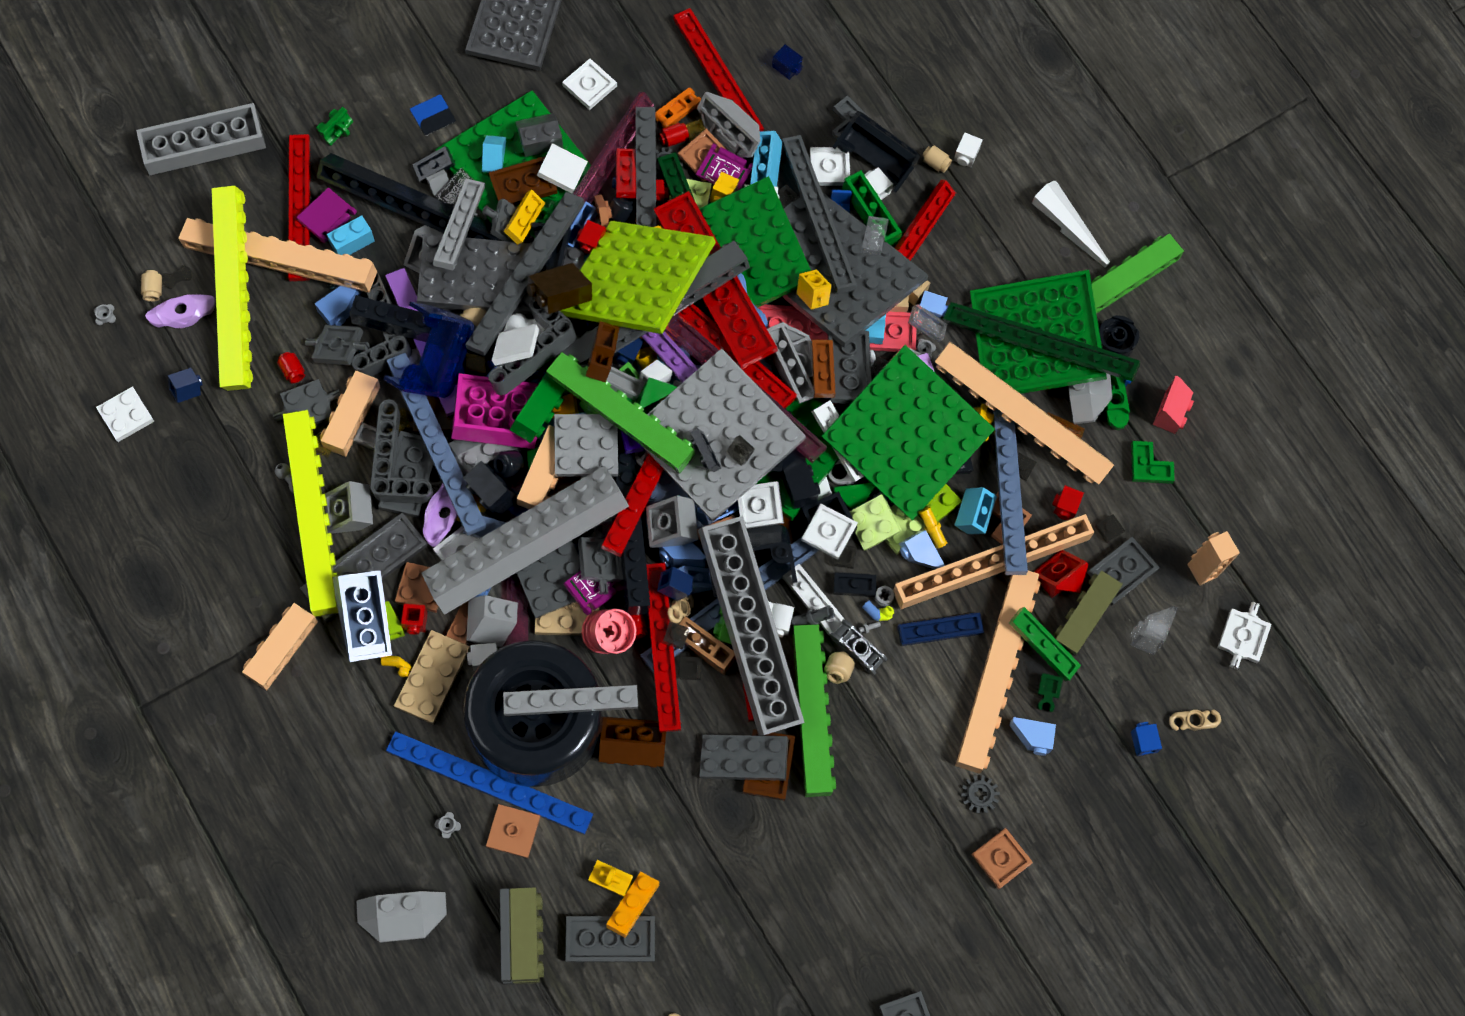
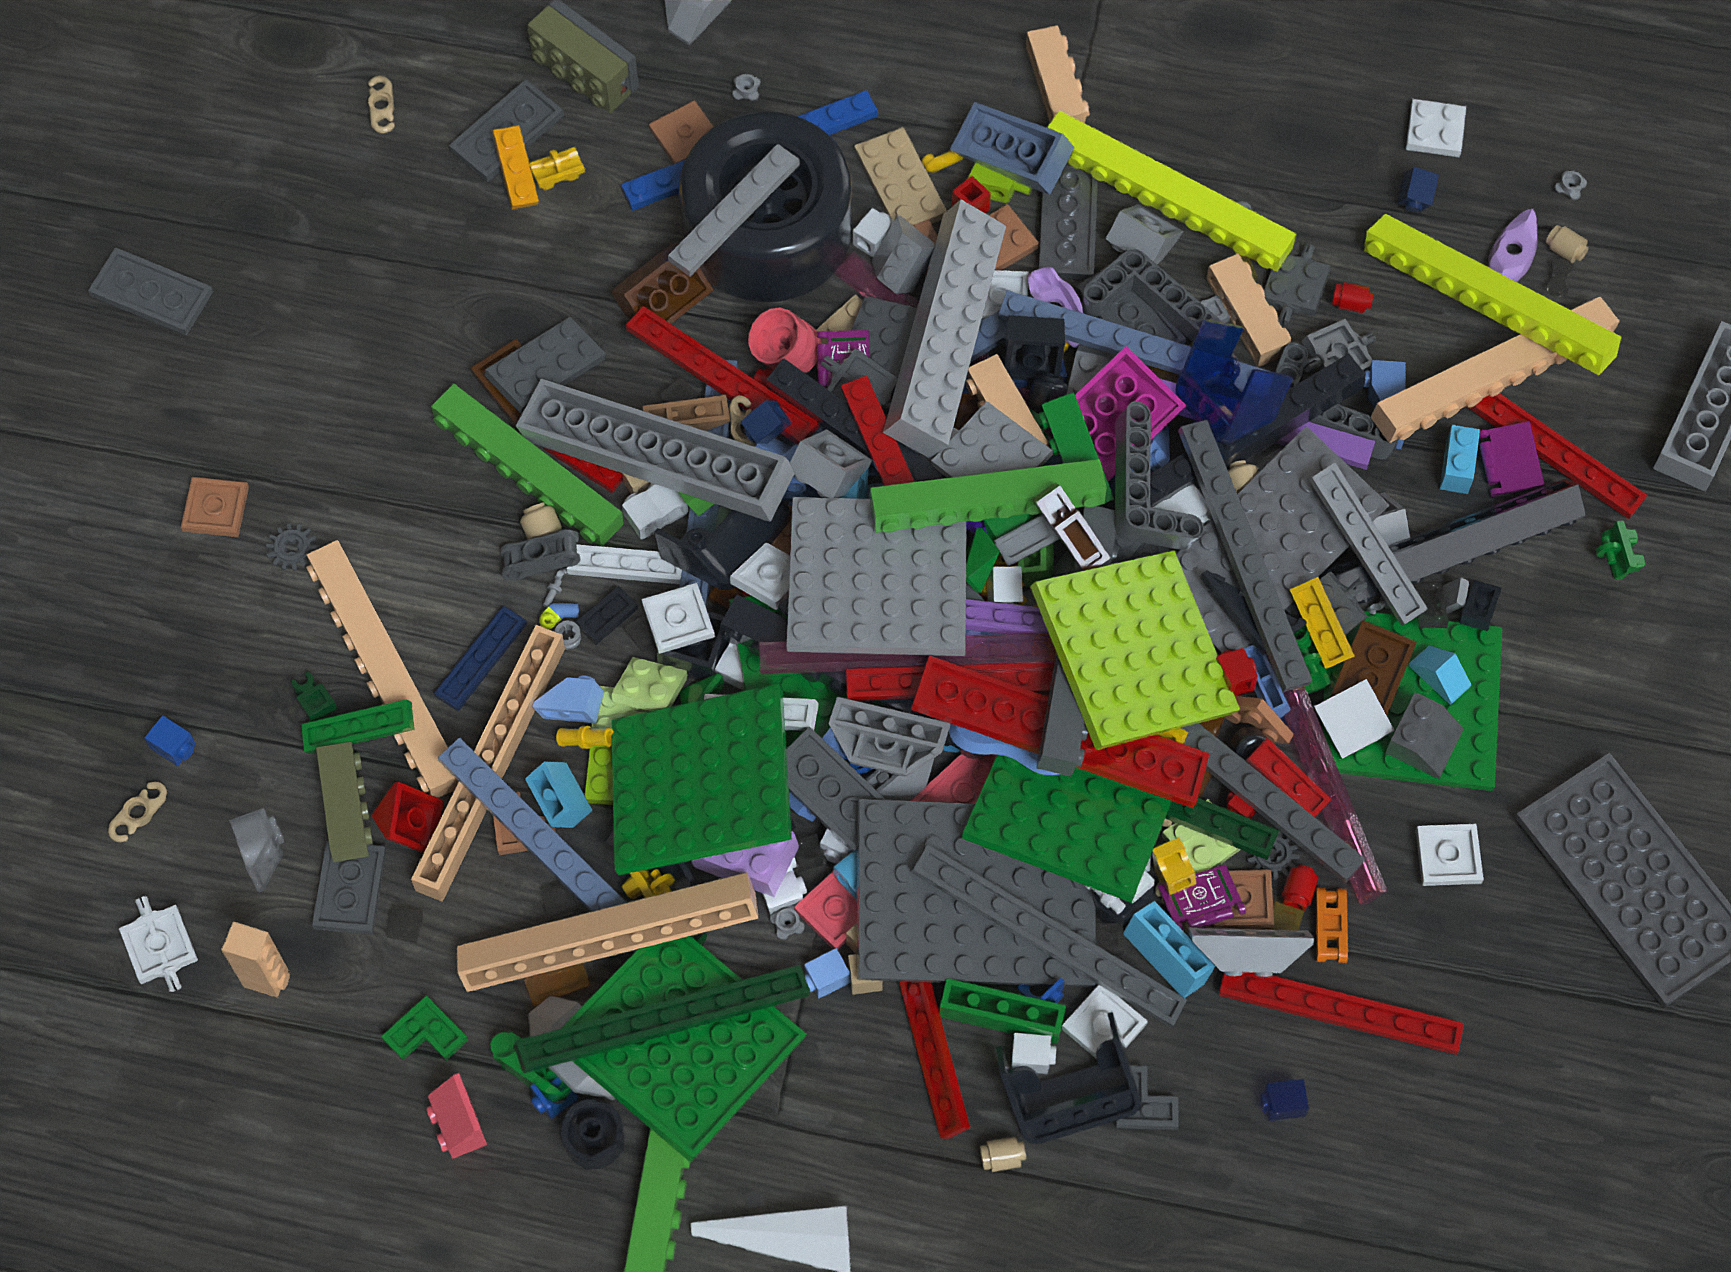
camera: 140 degrees right, 5 degrees down
(433, 115) = (1554, 666): sticker -> none
(515, 344) = (1158, 457): white tile -> none
(559, 288) = (1186, 552): dark brown brick -> none
(675, 635) = (717, 389): clear smoke plate -> none
(708, 457) = (865, 534): black plate -> none
(740, 450) = (831, 565): clear smoke plate -> none
(813, 289) = (948, 814): yellow head -> none
(813, 616) = (620, 534): dark grey pin -> none
(823, 369) = (850, 747): dark orange plate -> none
(874, 235) = (960, 961): clear plate -> none
(927, 323) = (811, 944): clear plate -> none
(967, 150) = (980, 1200): white brick -> none
(1034, 734) = (289, 641): light blue slope -> none
(1067, 503) = (473, 901): red brick -> none

